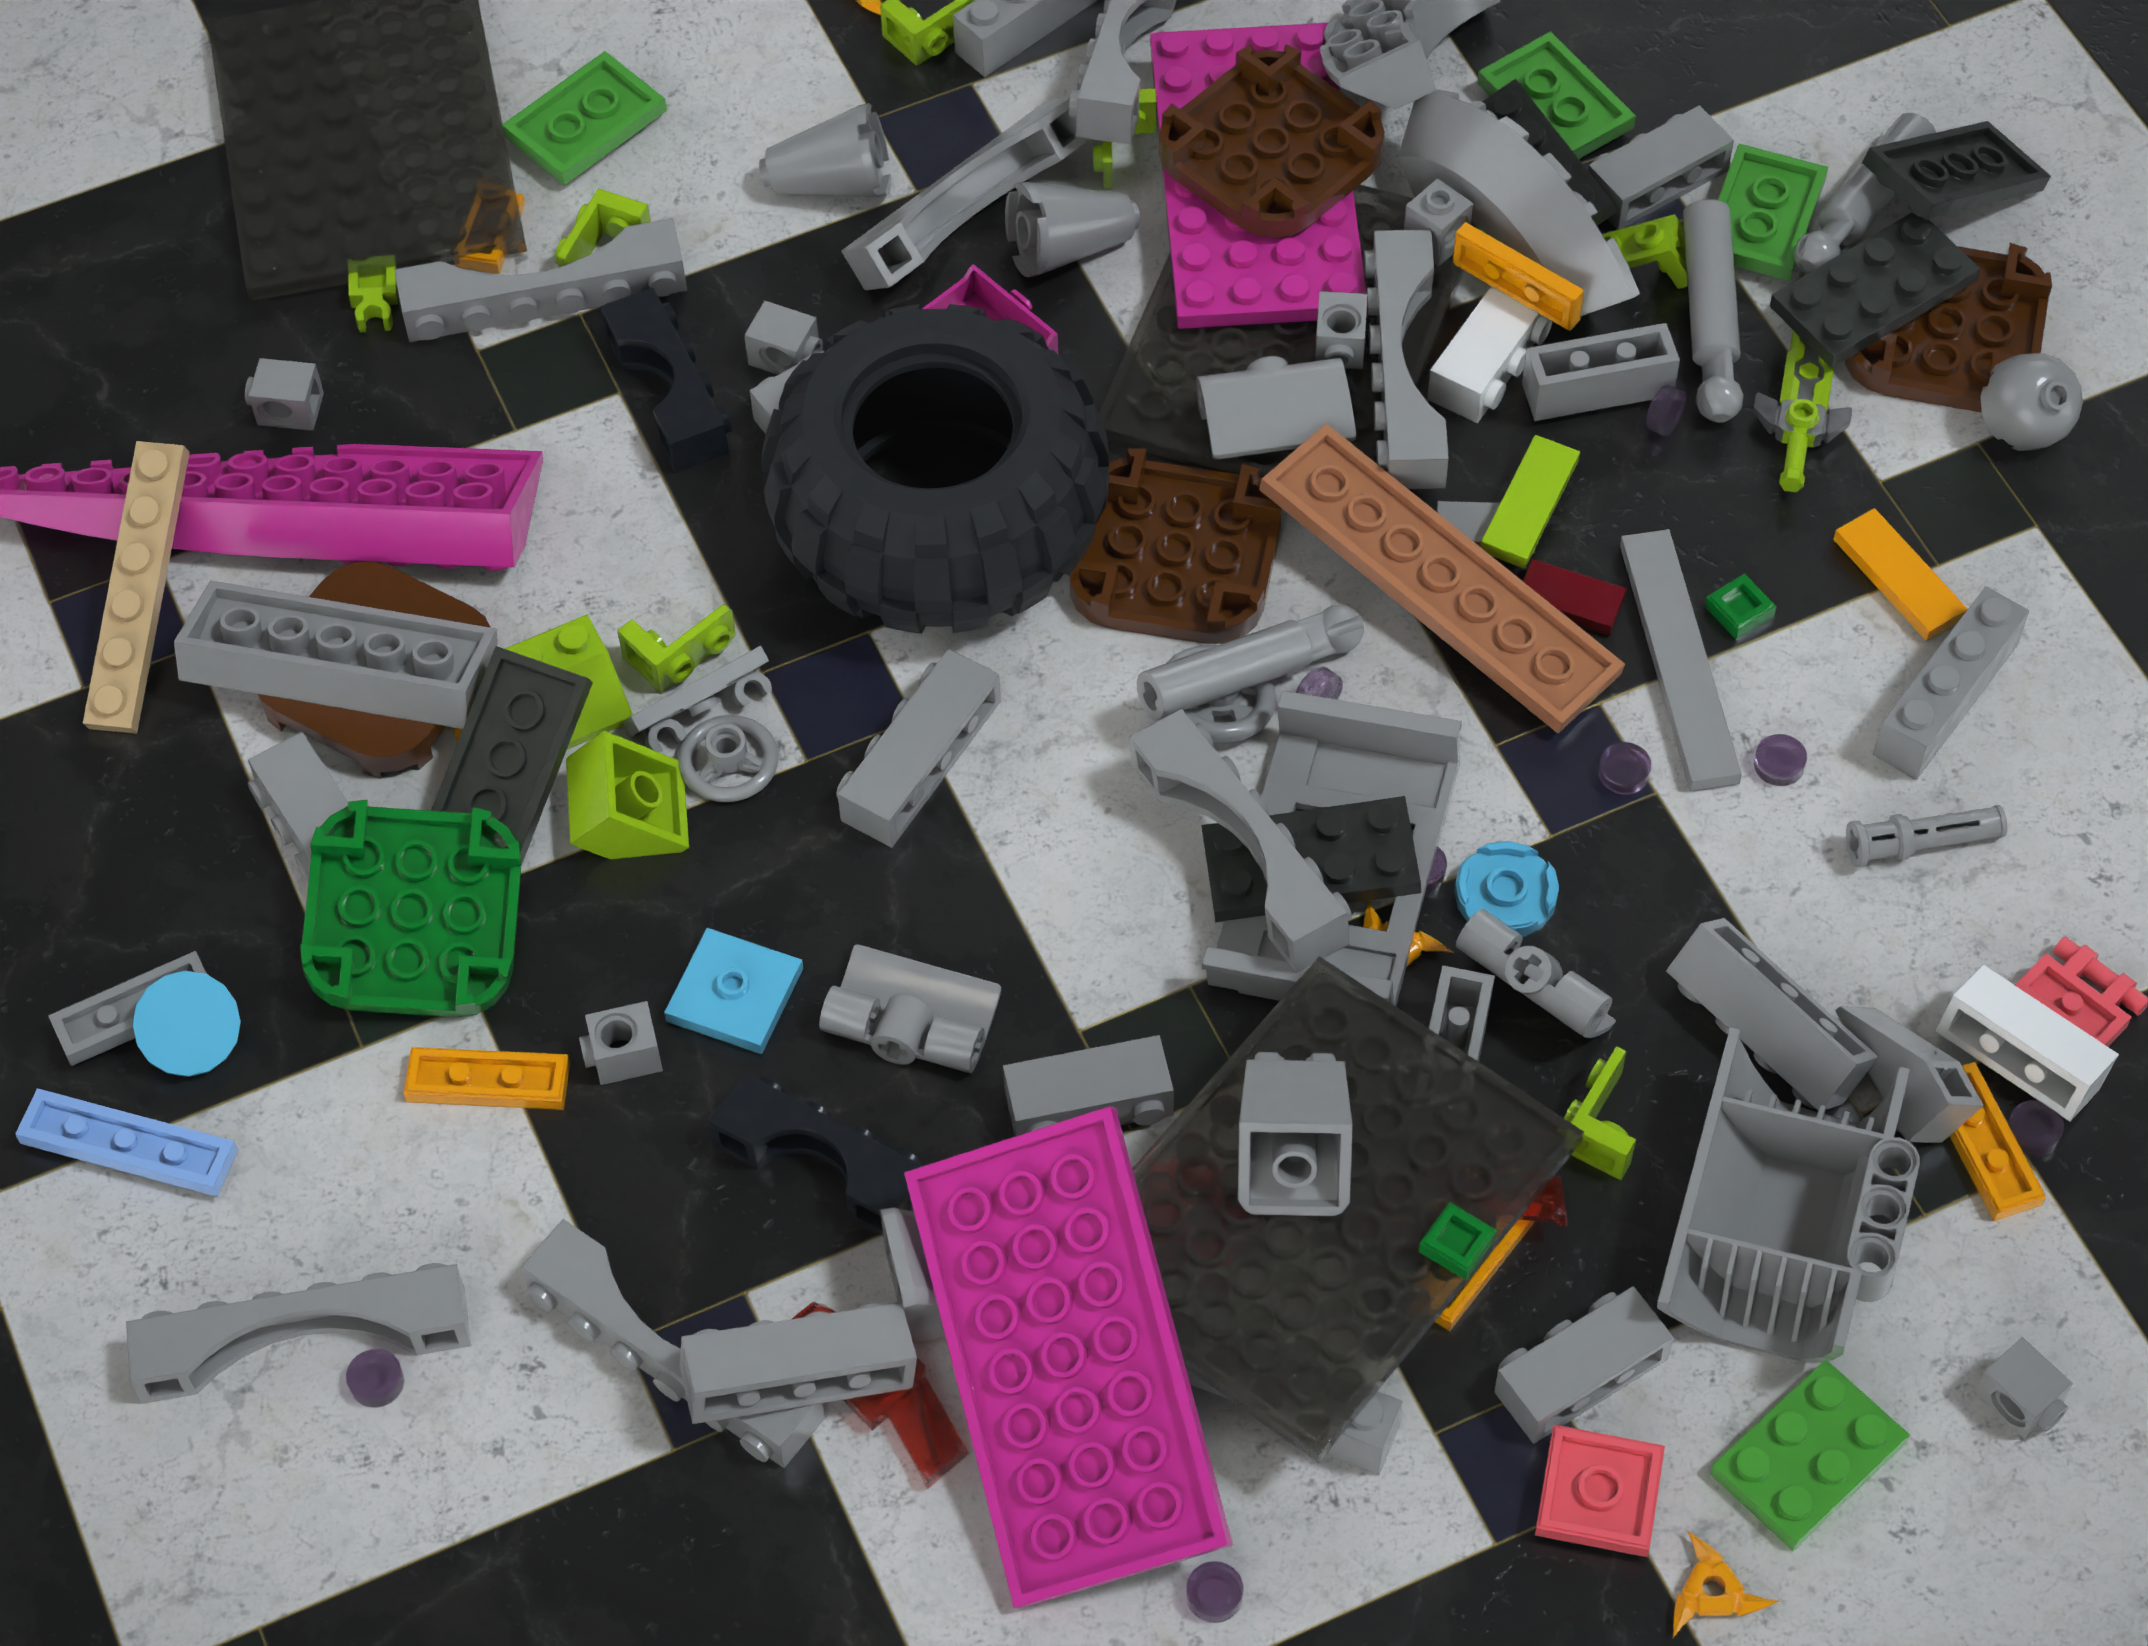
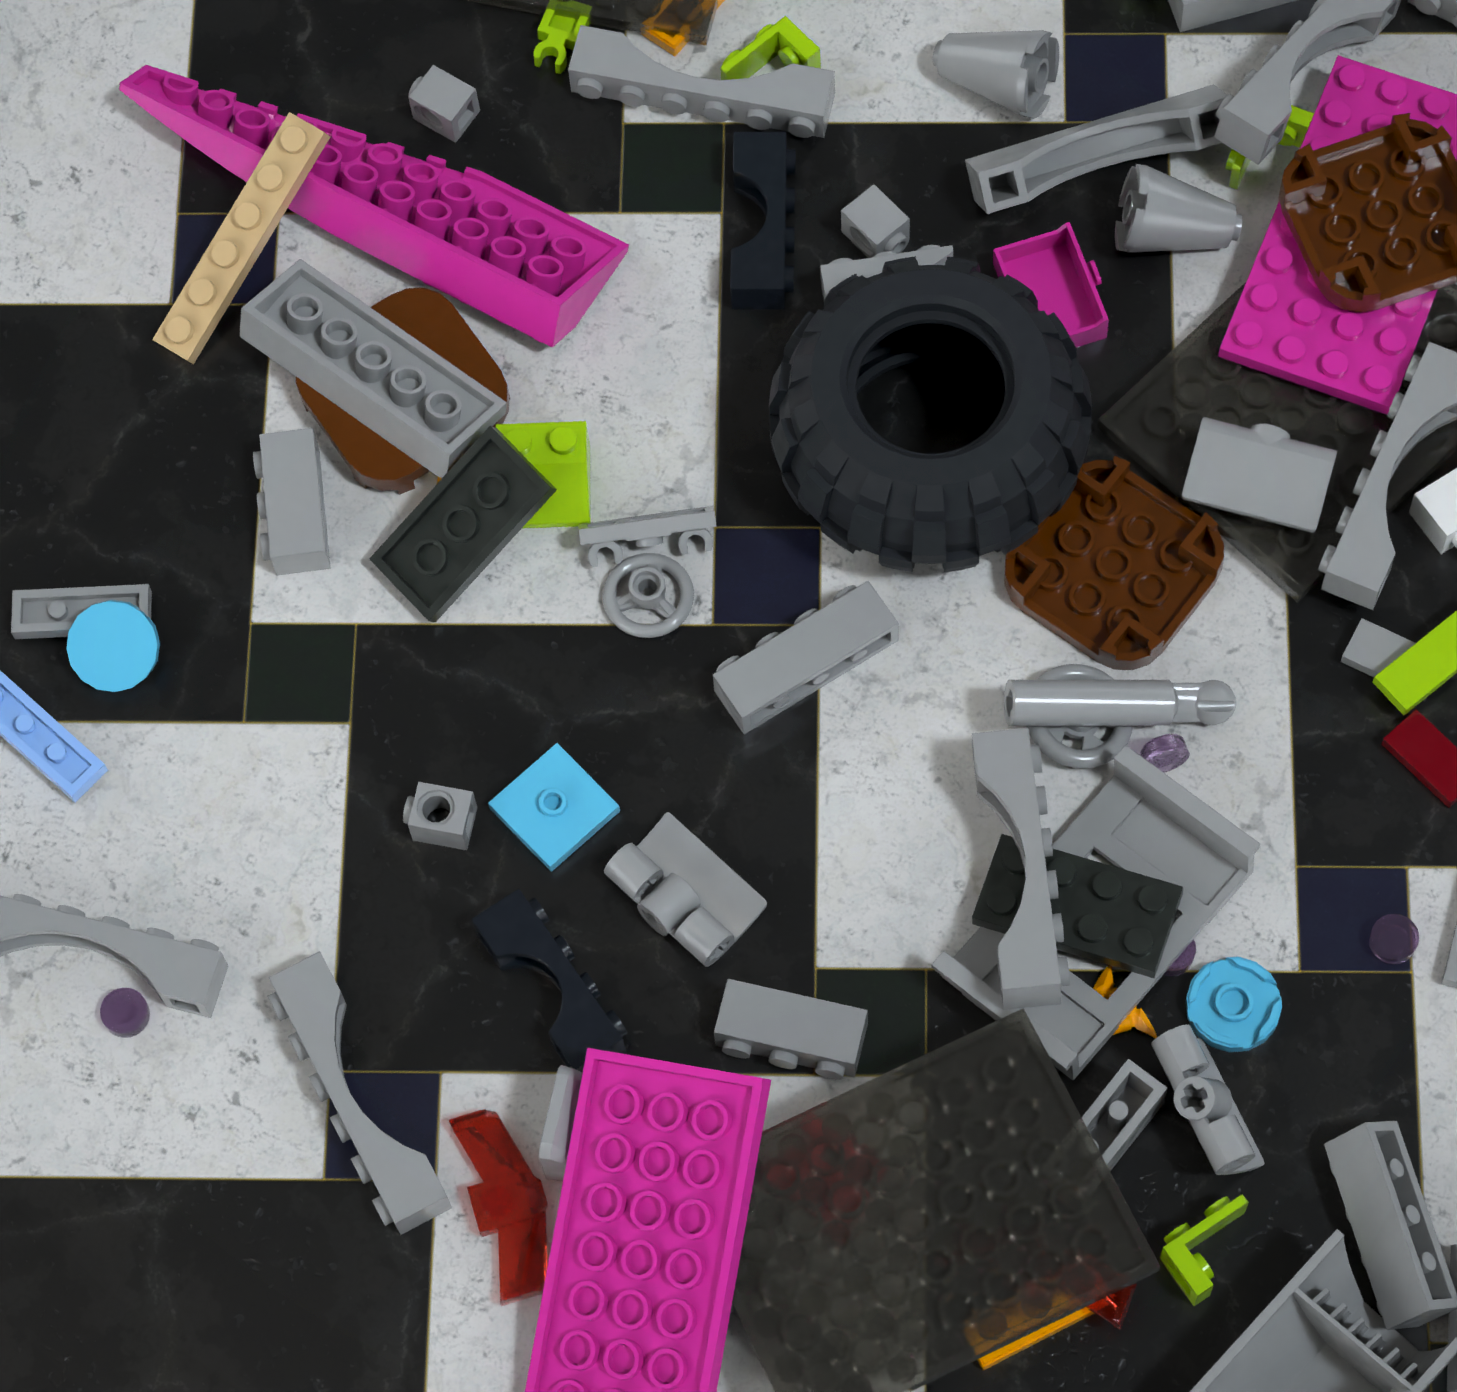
camera: 30 degrees right, 10 degrees up
(411, 910) = (327, 625): green tile -> none
(487, 1078) = (326, 795): light orange tile -> none
(625, 799) = (545, 600): lime slope -> none
(674, 663) = (645, 491): lime bracket -> none
(797, 1362) = (436, 1162): light grey brick -> none
(1295, 1136) = (912, 1160): light grey hips -> none
(1341, 328) = (1356, 406): light grey brick -> none
(1442, 578) = (1323, 695): nougat plate -> none
(1457, 1241) = (1003, 1314): green tile -> none

